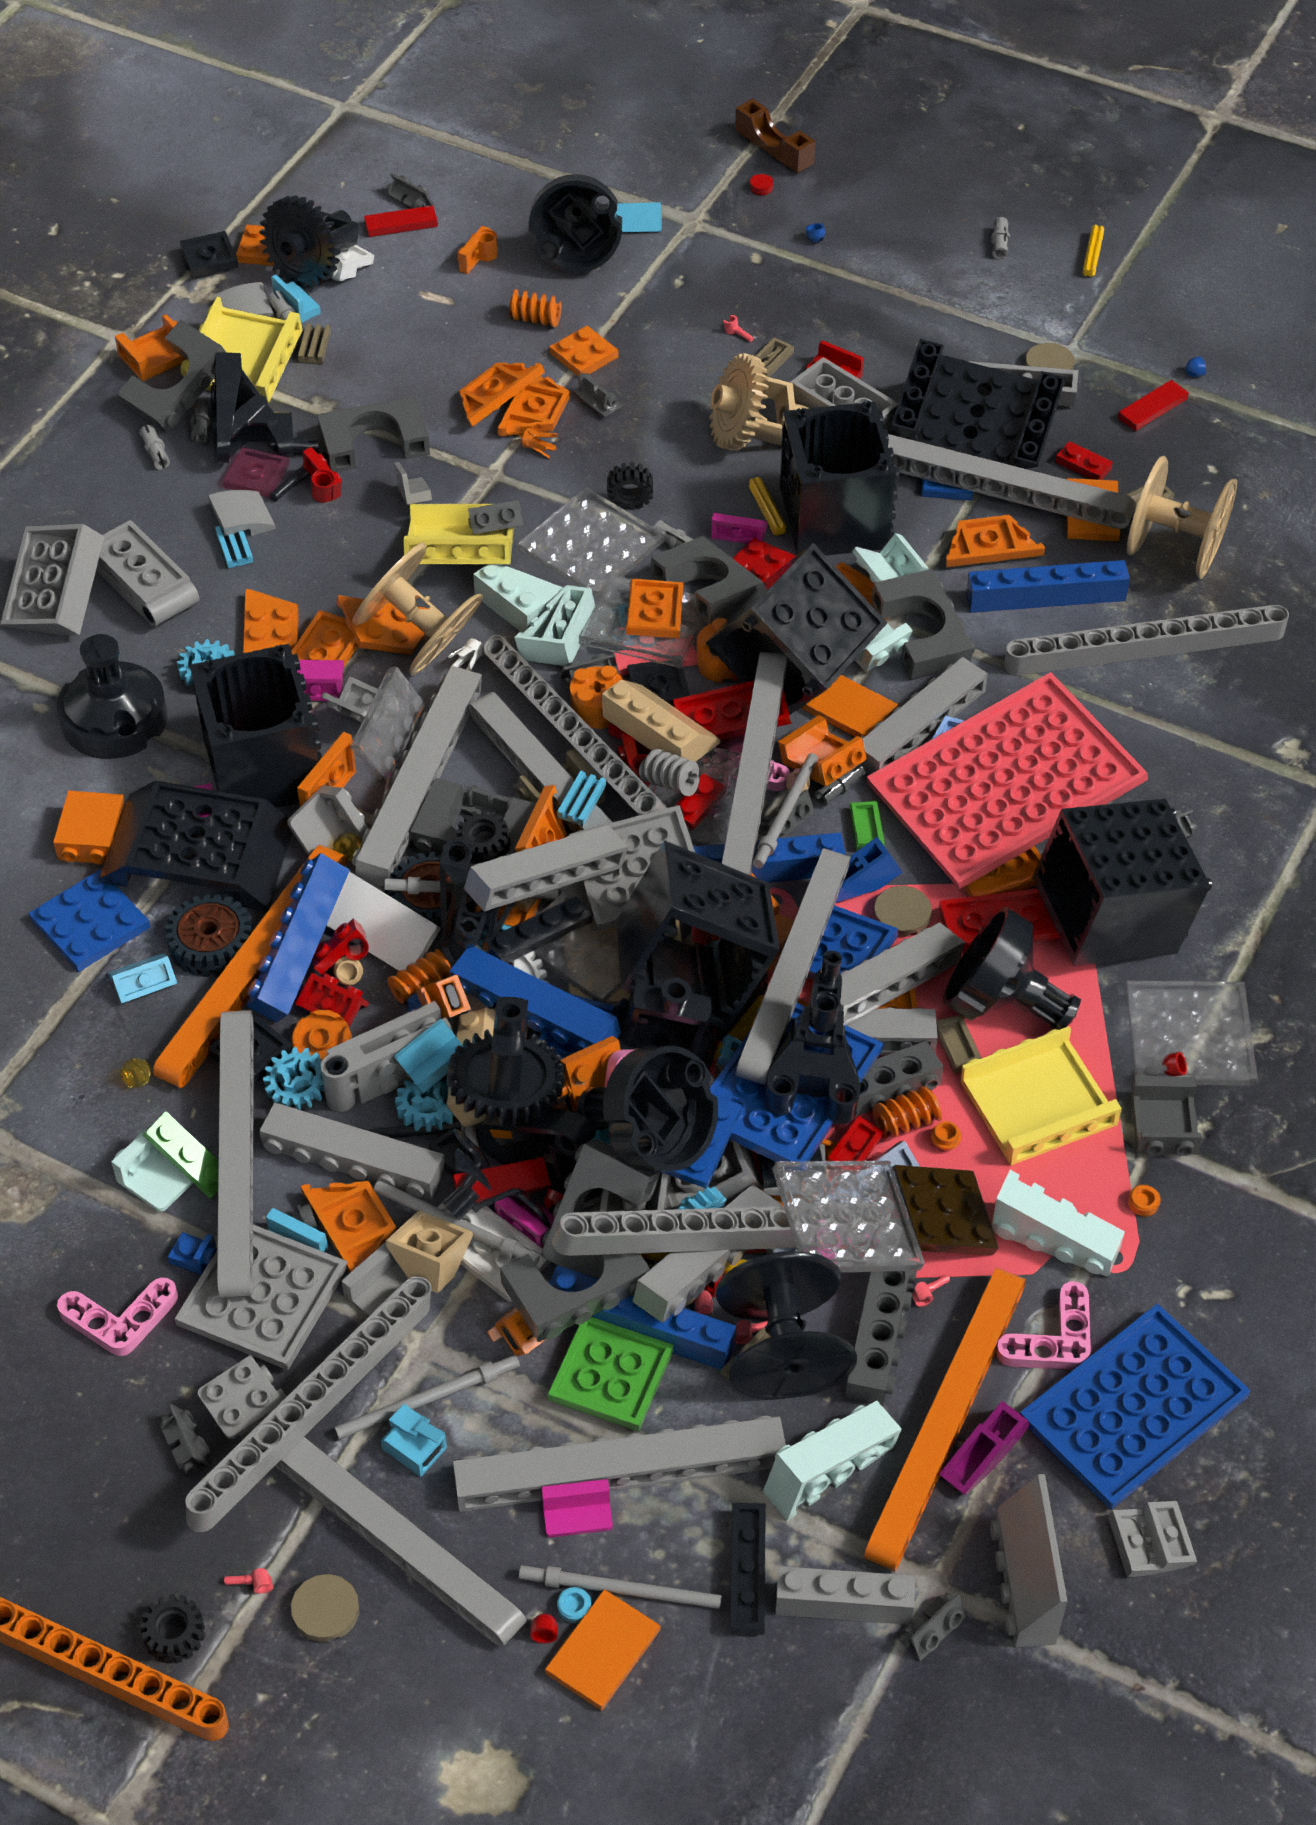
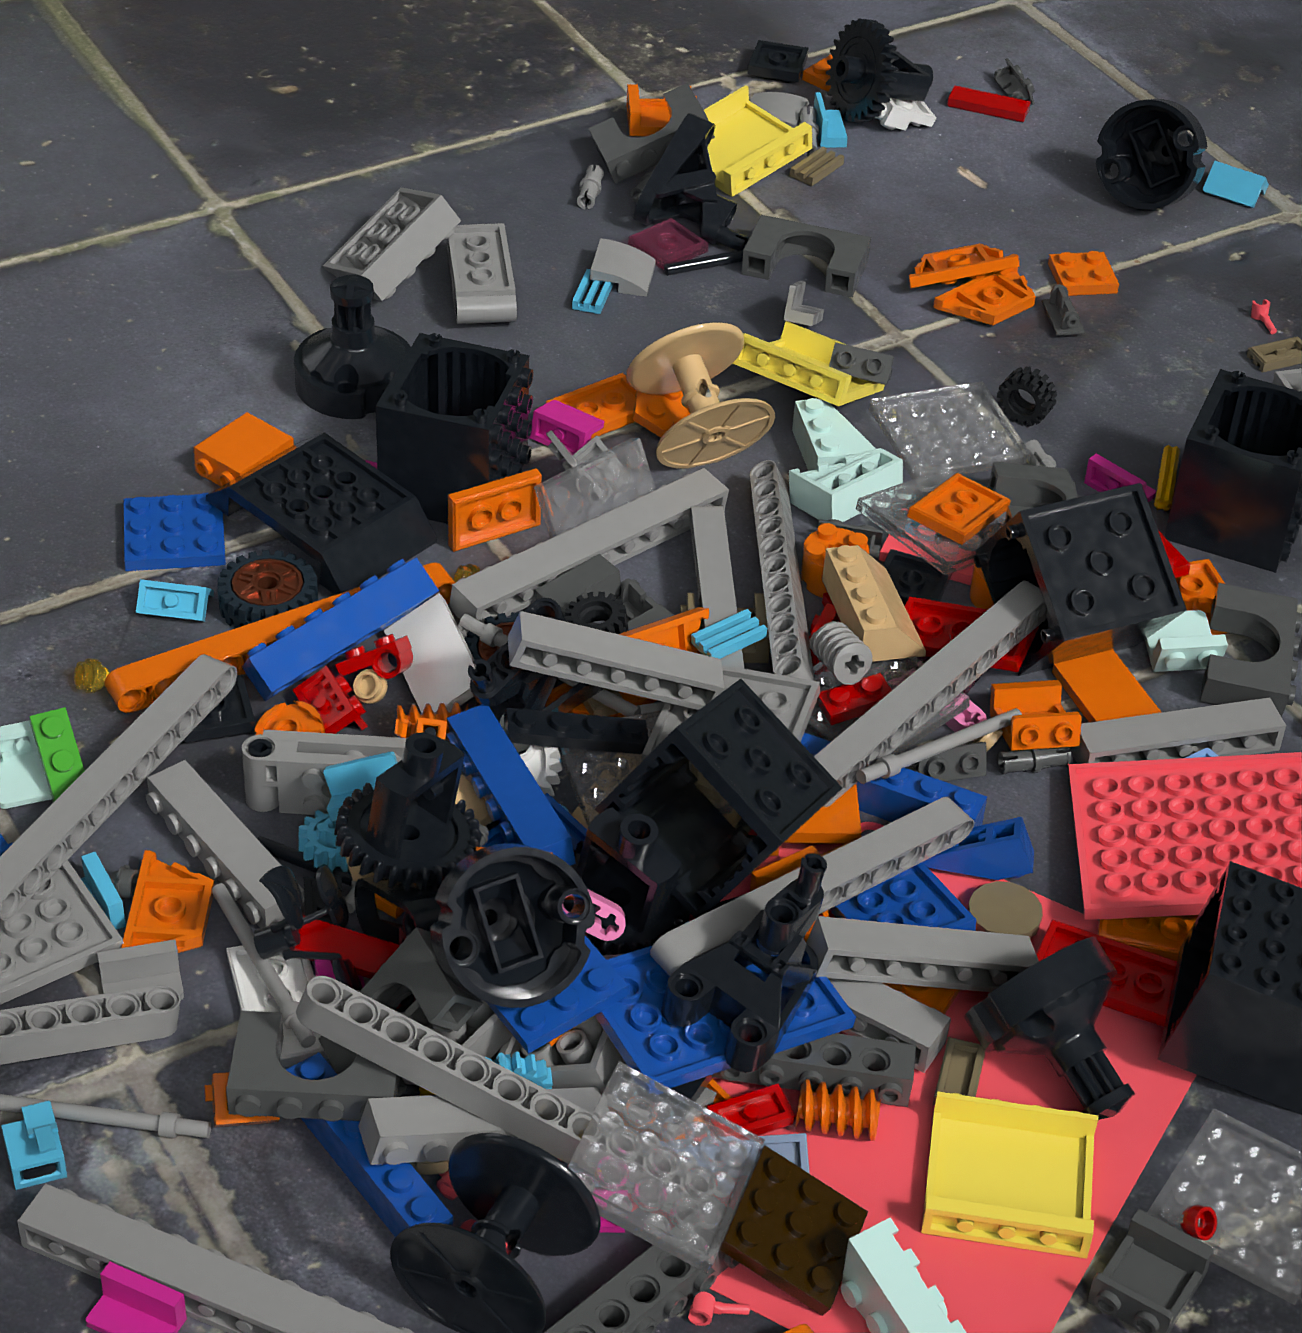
camera: 30 degrees right, 10 degrees down
(269, 622) = (566, 367): orange wing -> none
(294, 1075) = (220, 753): medium azure gear -> none
(325, 482) = (720, 270): red plate -> none
(325, 818) = (459, 539): light grey bracket -> none
(429, 1248) = (211, 972): tan slope -> none
(471, 650) = (737, 476): white piece -> none
(480, 246) = (1044, 149): orange plate -> none
(531, 440) = (963, 323): orange piece -> none
(535, 309) = (1060, 217): orange piece -> none
(611, 1373) = (292, 1196): bright green plate -> none
(739, 399) = (1198, 358): tan piece -> none
(865, 823) = (1037, 809): bright green tile -> none
(893, 561) = (1272, 577): light aqua bracket -> none
(946, 1136) = (866, 1159): orange plate -> none

